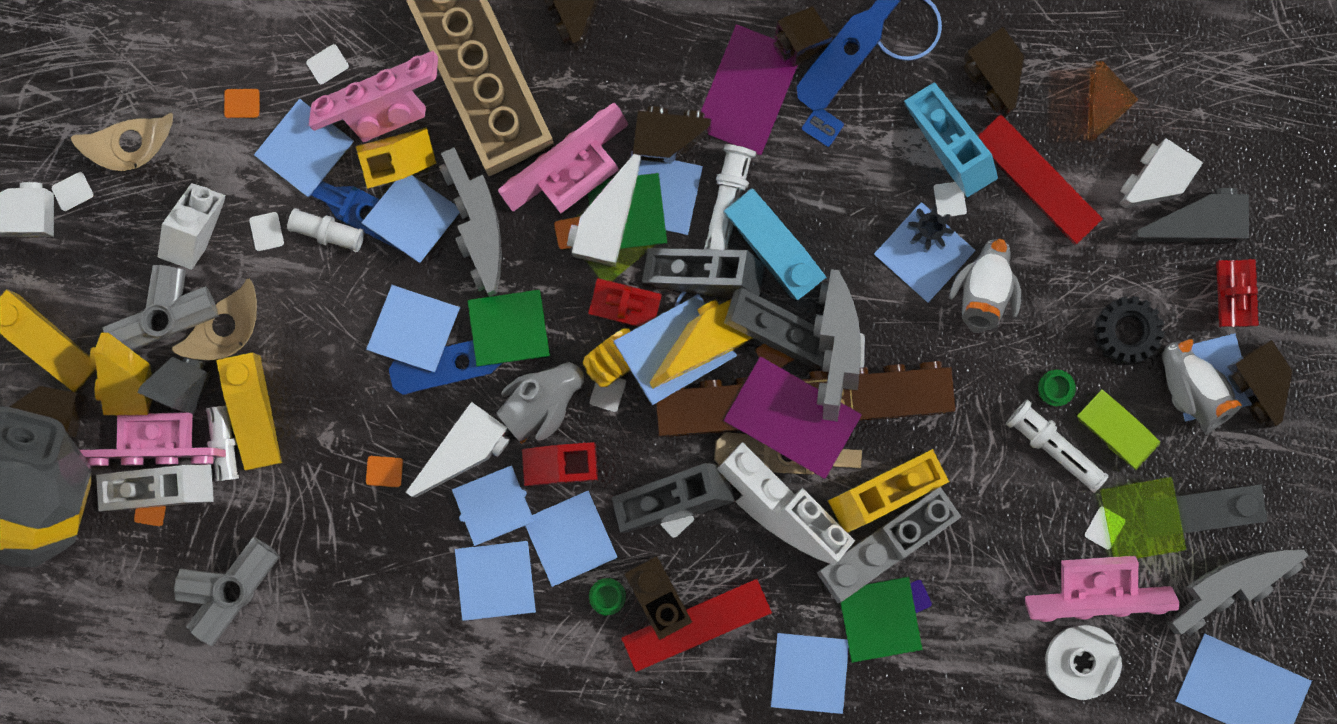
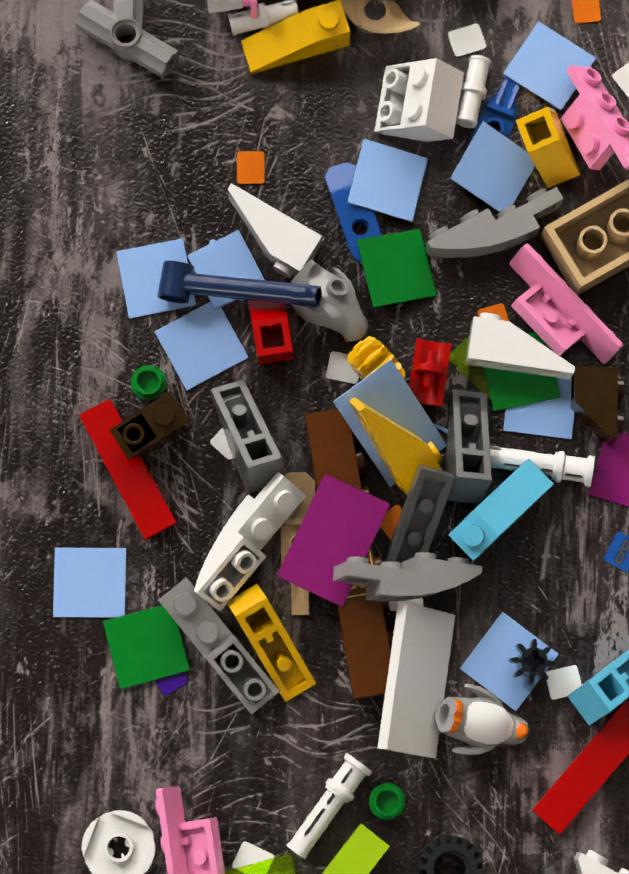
camera: 80 degrees right, 5 degrees down
(331, 287) = (419, 100): none -> white slope
(504, 555) = (180, 281): none -> dark blue piece
(941, 347) = (416, 680): none -> white tile

